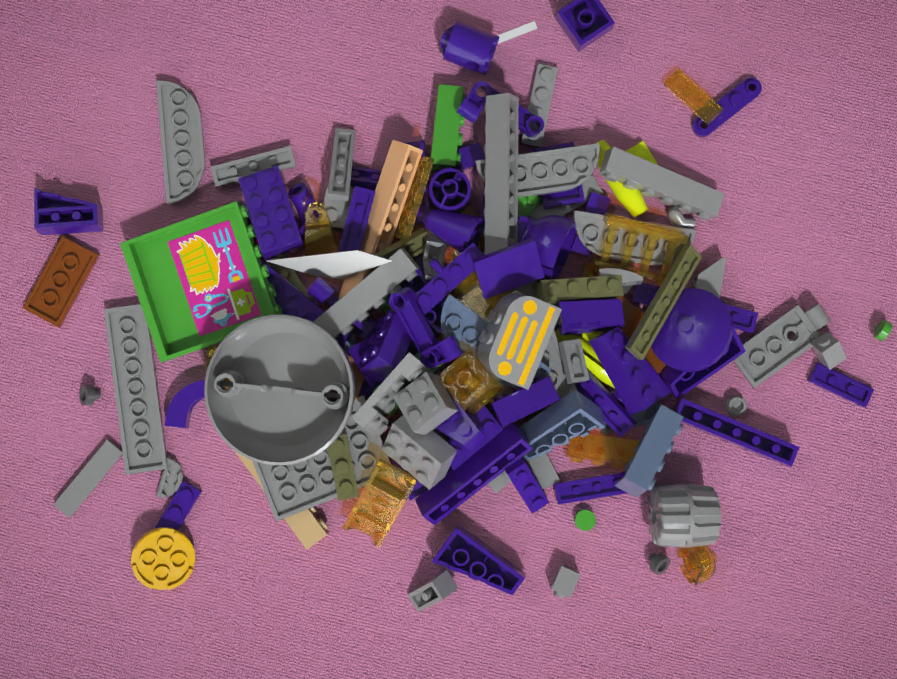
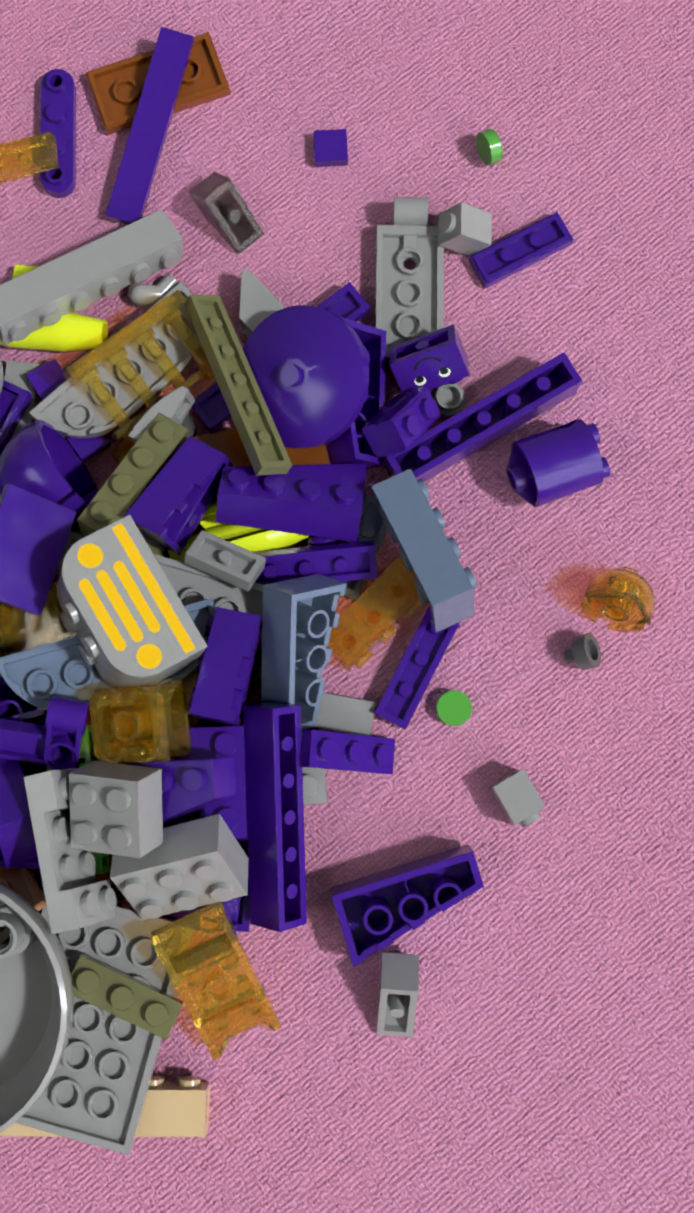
camera: 50 degrees left, 5 degrees down
(684, 515) = (545, 568): light grey wheel -> none
(704, 393) = (401, 422): none -> dark purple brick
(741, 483) = (556, 463): none -> dark purple cylinder
(746, 384) = (429, 360): none -> dark purple brick
(749, 224) = (226, 211): none -> clear smoke slope
(764, 152) = (150, 126): none -> dark purple tile
(791, 136) = (120, 84): none -> dark orange tile
(822, 249) = (330, 147): none -> dark purple tile

